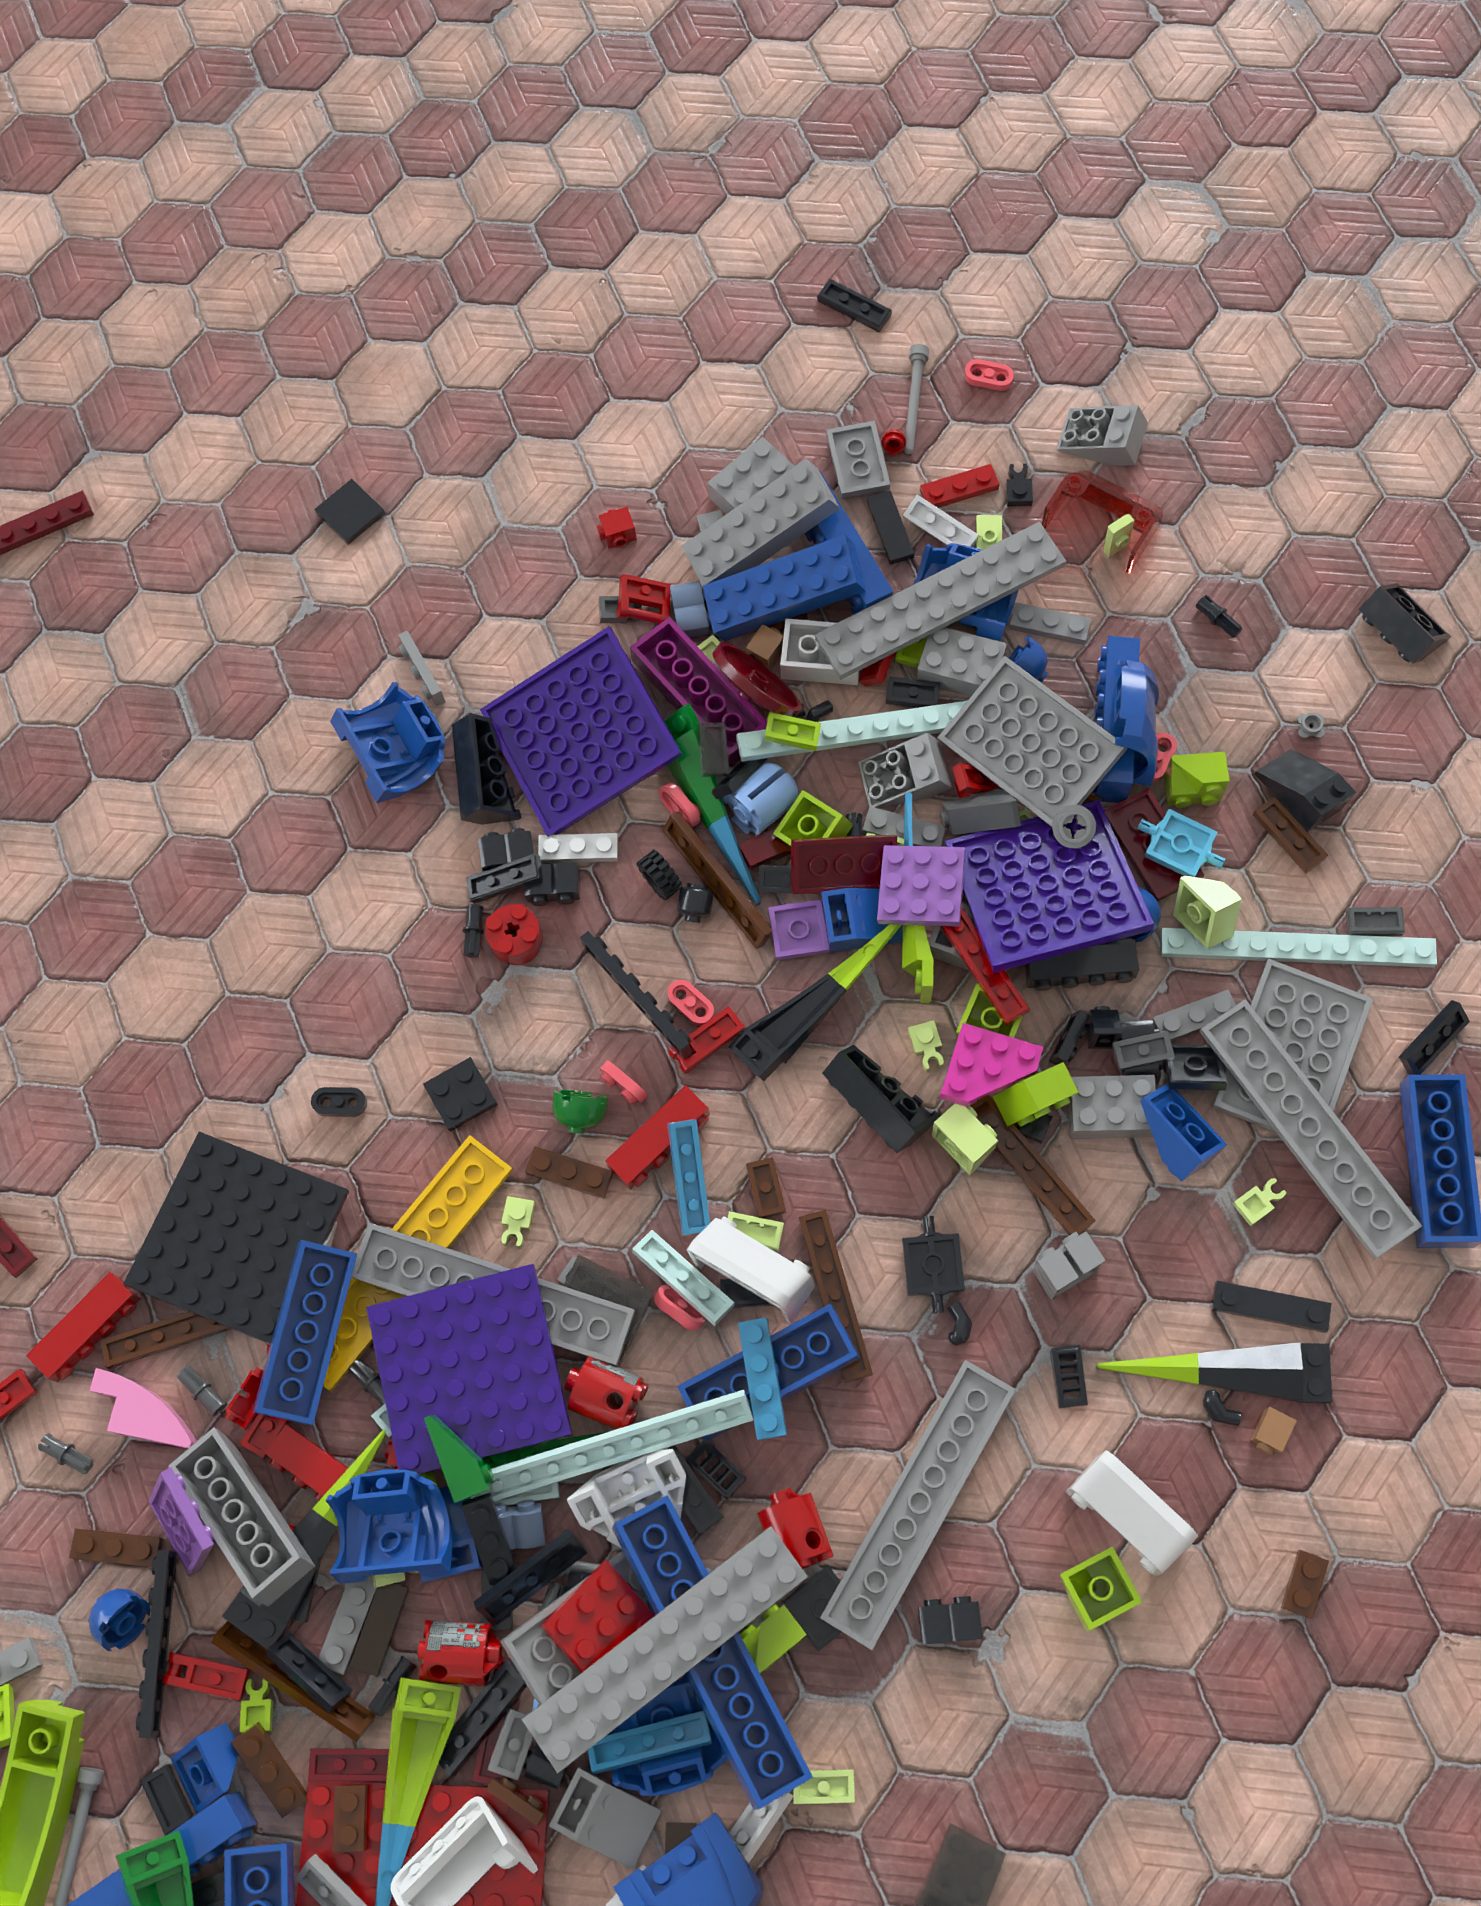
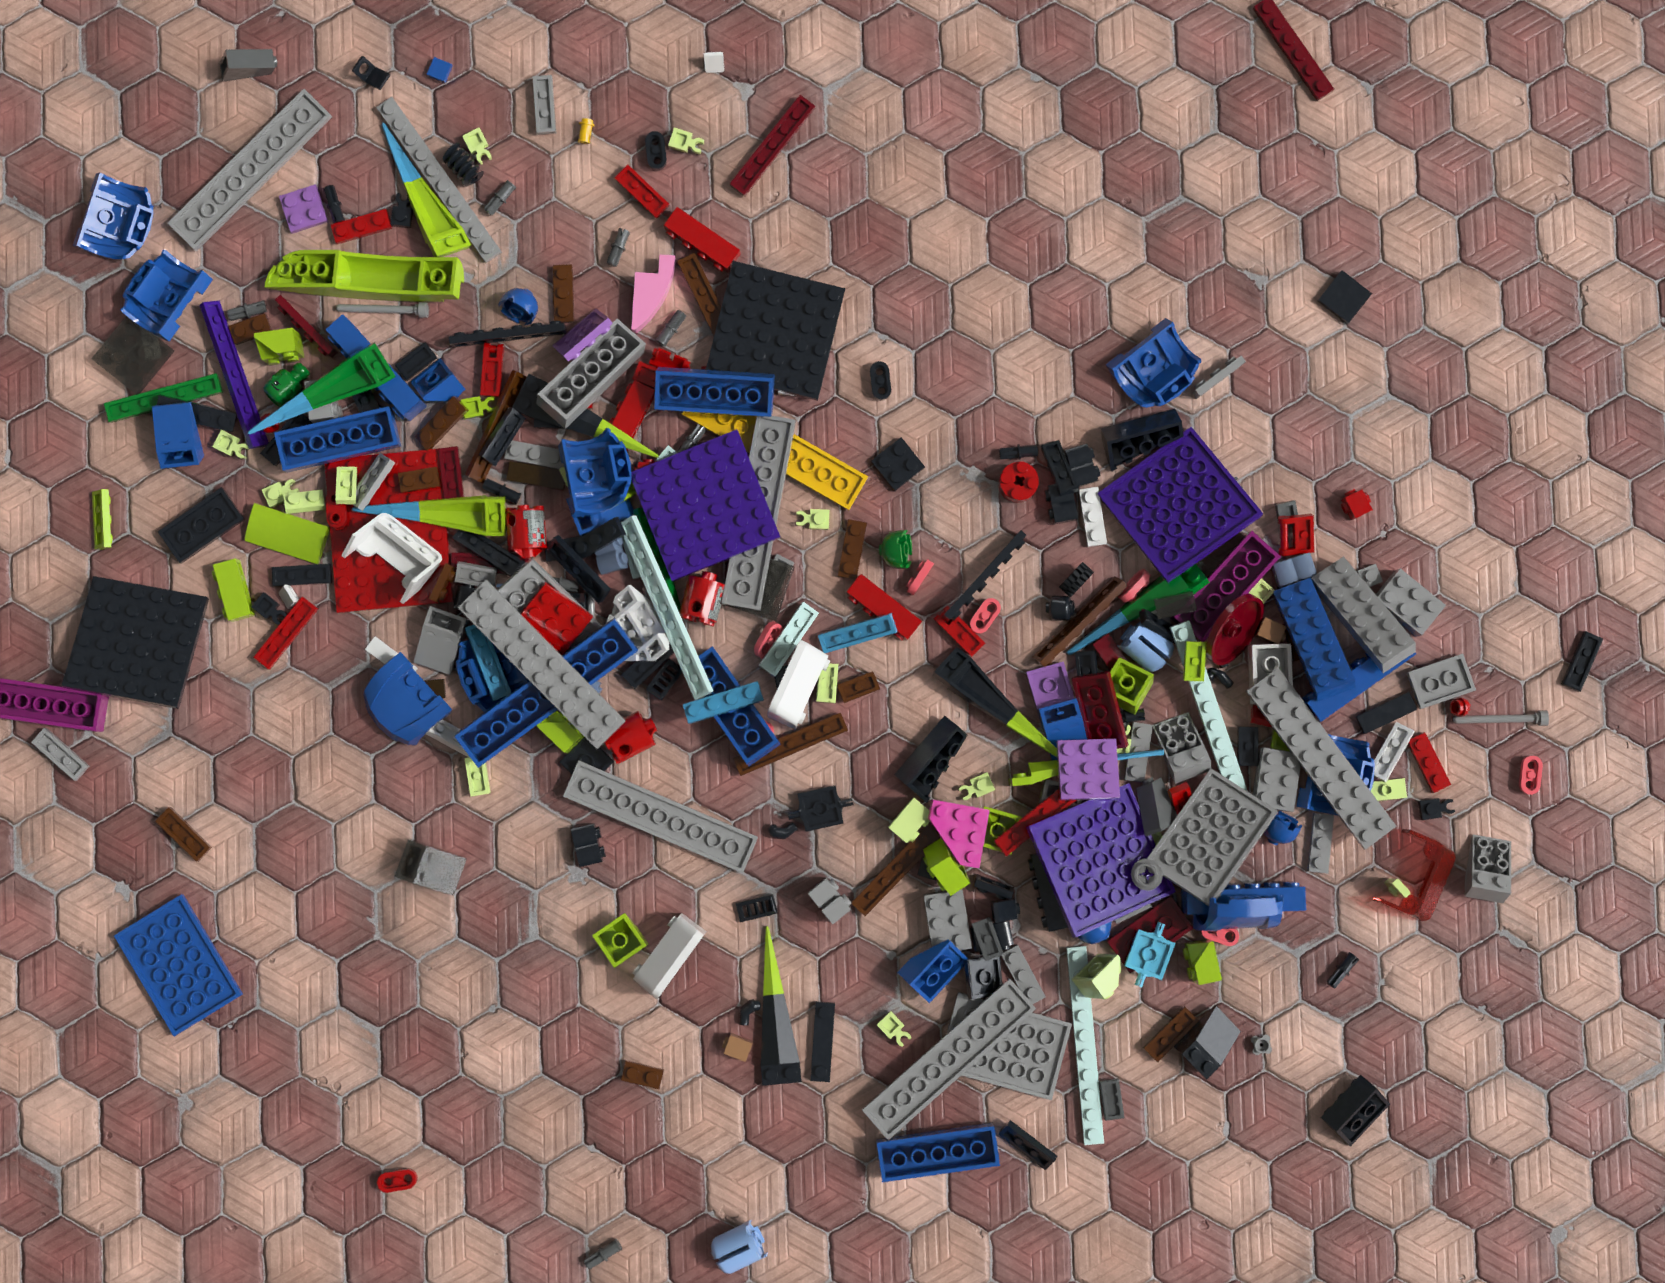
camera: 75 degrees right, 15 degrees up
(460, 1464) = (641, 511): green slope -> none

